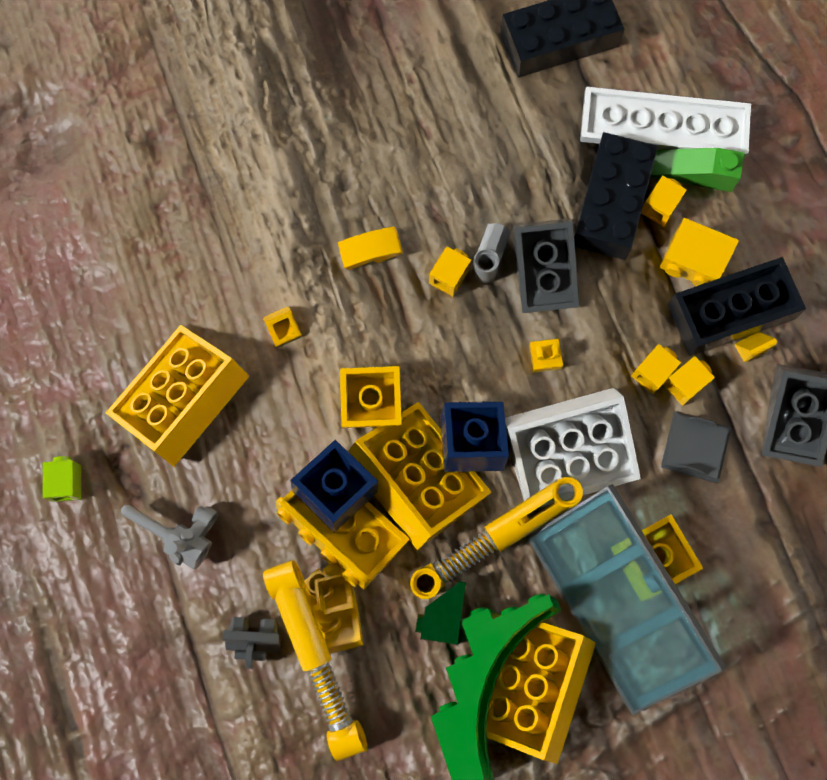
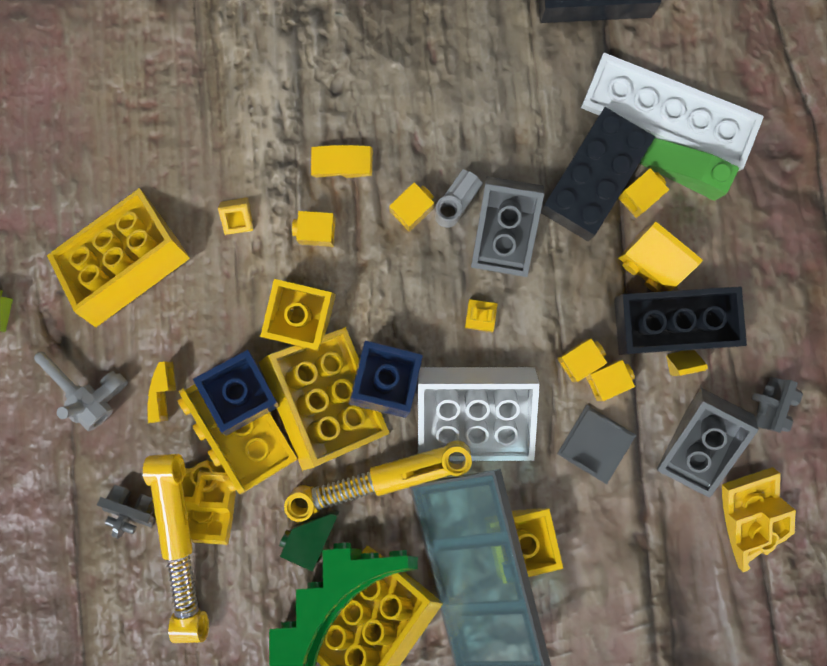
camera: 15 degrees right, 10 degrees up
(254, 505) = (162, 381): none -> yellow slope
(362, 316) = (314, 228): none -> yellow brick

